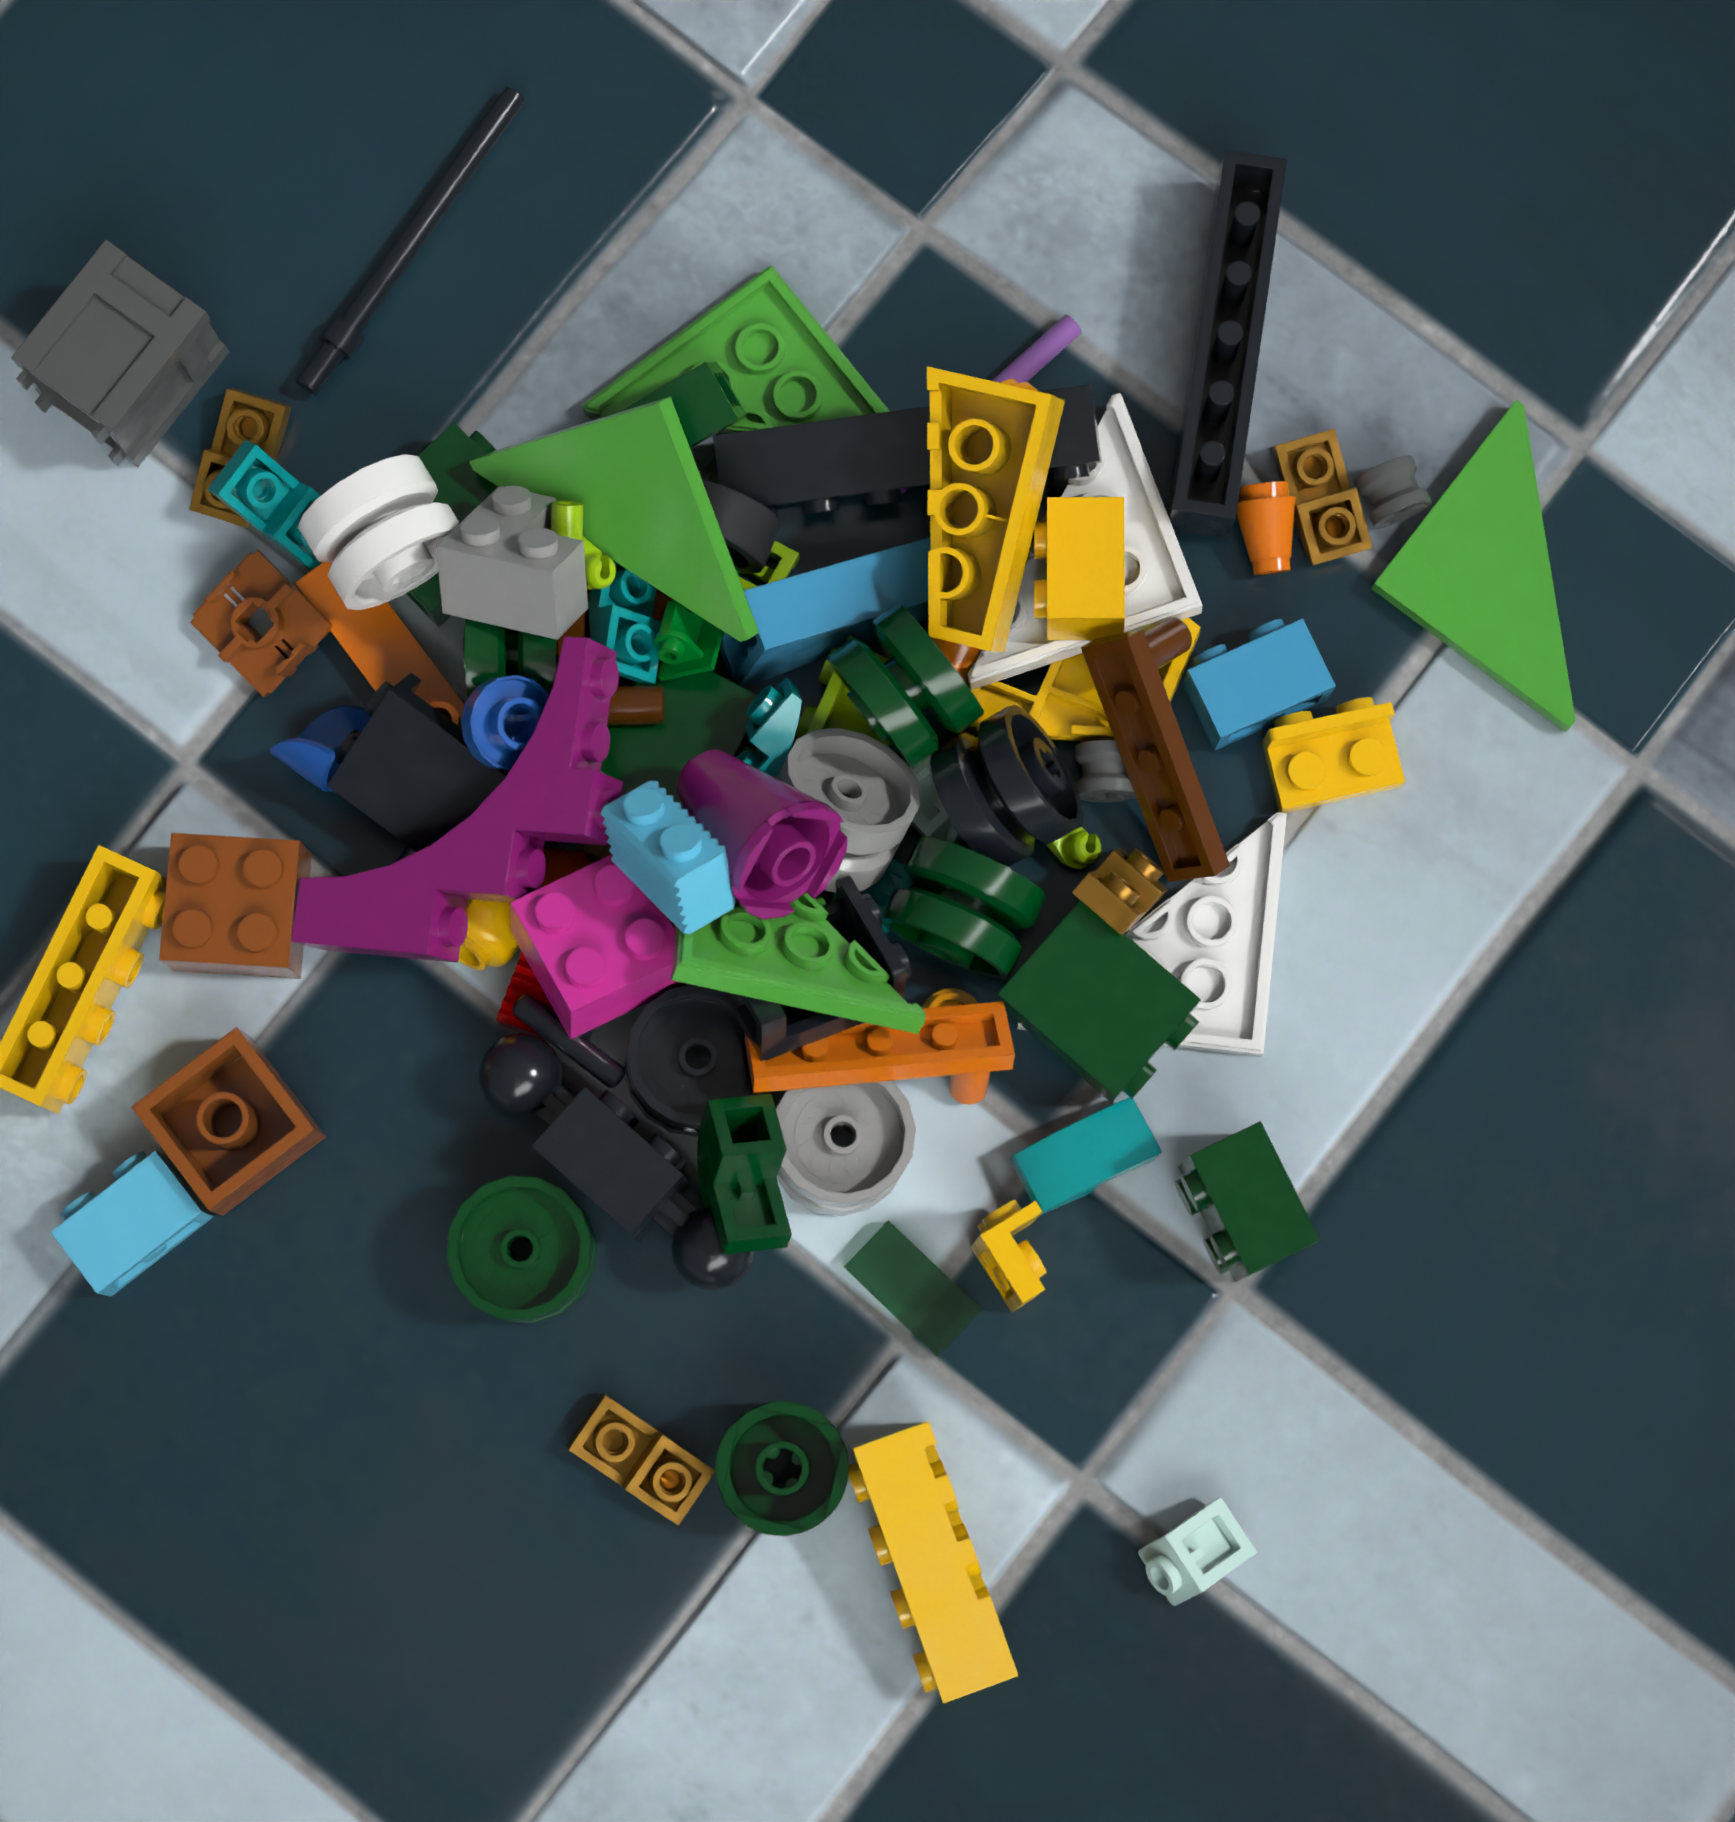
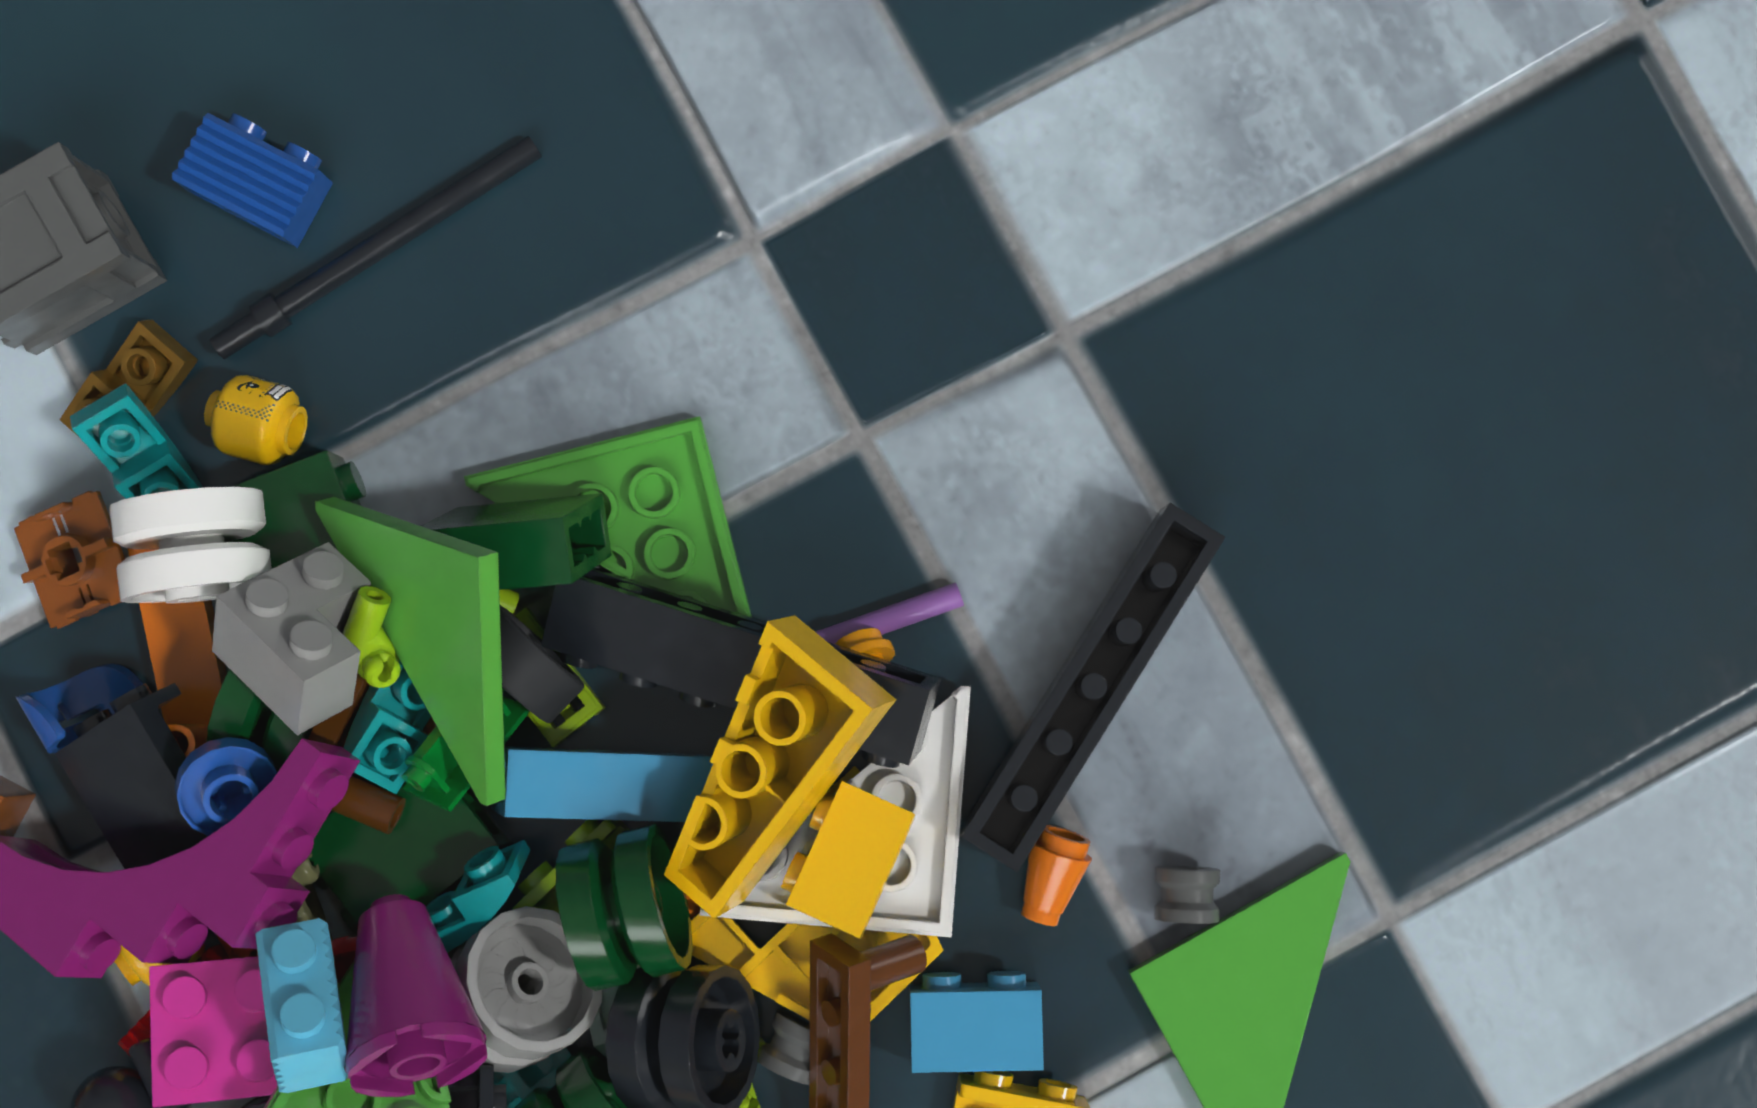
camera: 25 degrees right, 5 degrees up
(275, 223) = (253, 179): none -> blue brick
(372, 426) = (256, 420): none -> yellow head
(1326, 507) = (1119, 875): pearl gold slope -> none

